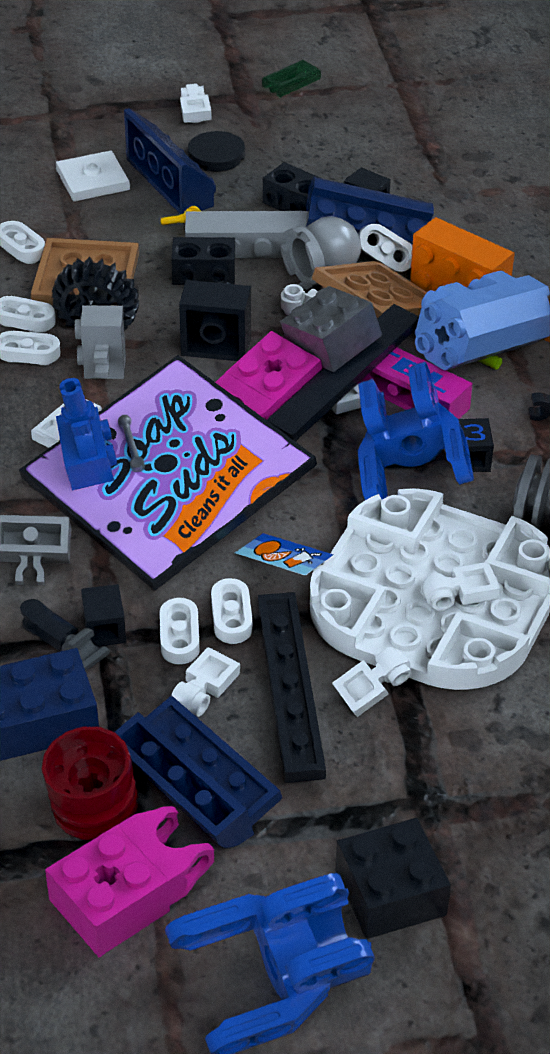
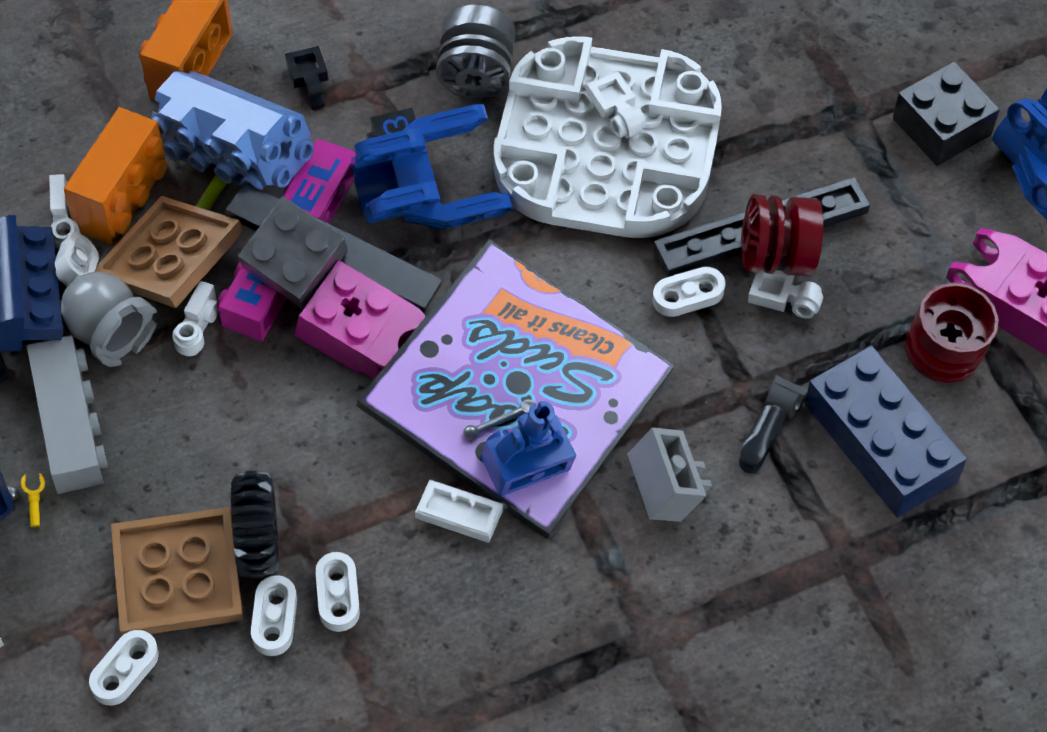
camera: 105 degrees left, 15 degrees up
(102, 342) = (339, 492): light grey brick -> none
(104, 614) = (735, 392): black brick -> none
(179, 631) = (727, 327): white plate -> none
(199, 772) = (896, 269): dark blue brick -> none
(203, 259) = (126, 447): black brick -> none
(215, 320) = (262, 391): black brick -> none
(248, 657) = (782, 235): none -> dark red wheel
(284, 554) = (606, 258): sticker -> none
(364, 688) = (748, 168): white plate -> none

